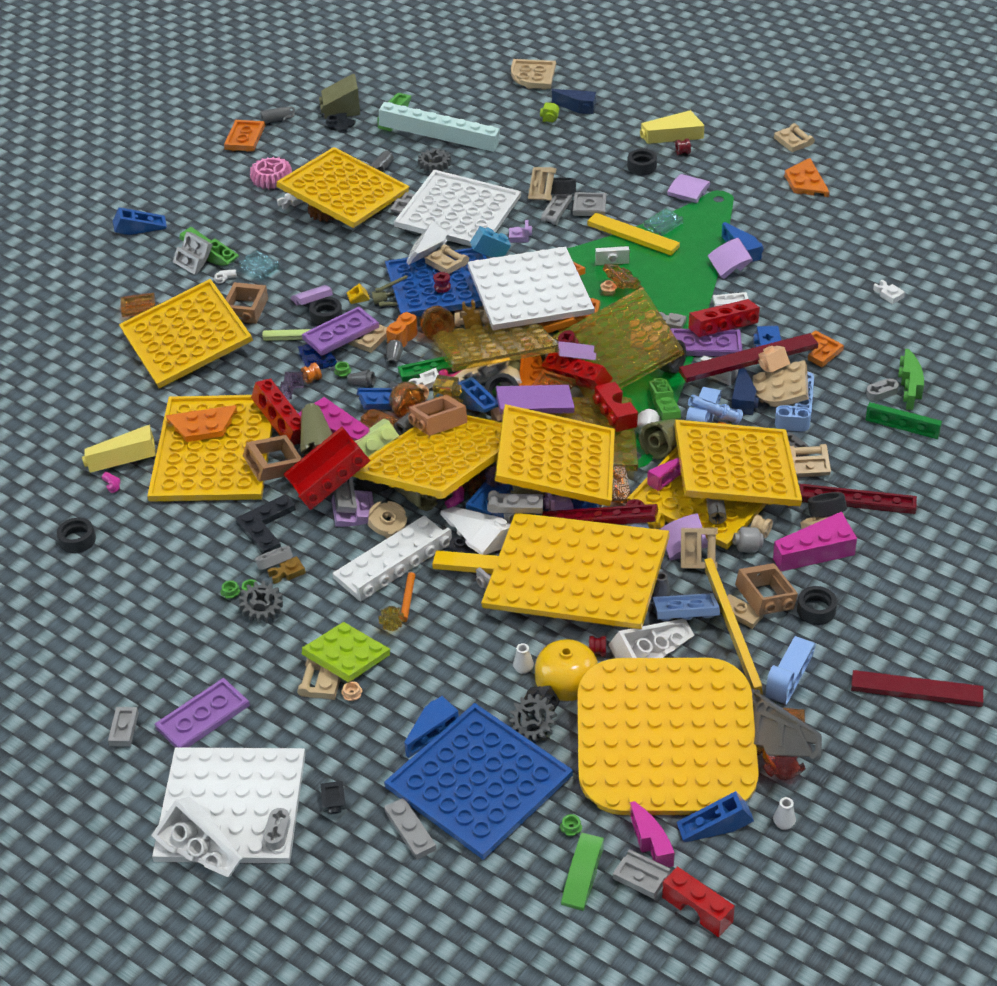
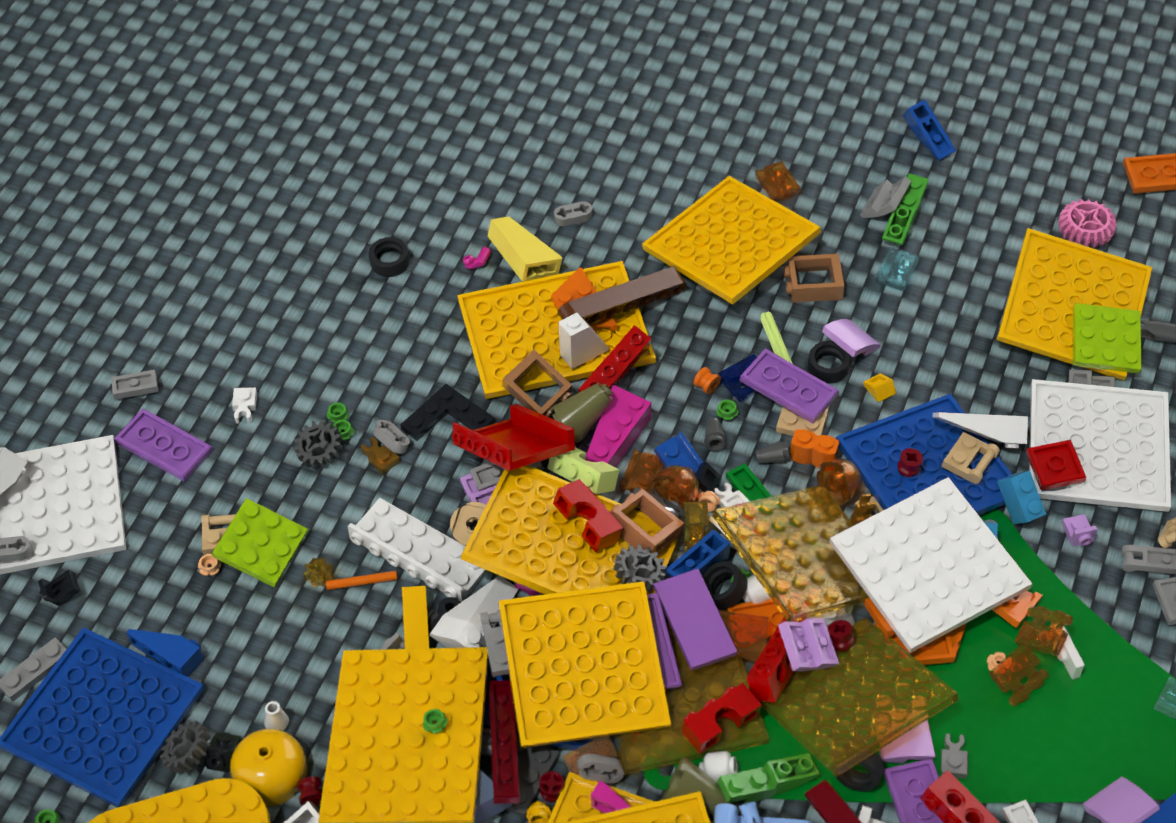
camera: 75 degrees right, 10 degrees up
(100, 420) = (573, 213): none -> light grey beam
(185, 651) = (244, 402): none -> white plate
(215, 394) = (625, 296): none -> reddish brown beam
(222, 276) = (863, 242): white arm -> none
(248, 419) = (579, 341): none -> white slope
(291, 381) = (680, 365): clear purple bracket -> none
(379, 181) = (1106, 338): none -> lime plate
(380, 296) = (879, 409): olive plant -> none
(435, 430) = (578, 500): none -> red arch
(468, 223) = (1056, 465): none -> red plate
(479, 419) = (639, 566): none -> dark grey gear
(578, 539) = (434, 716): none -> bright green plate
(595, 264) = (1043, 637): none -> clear orange plate
(632, 478) = (599, 768): none -> light grey beam
(633, 234) = (1137, 671): yellow tile -> none

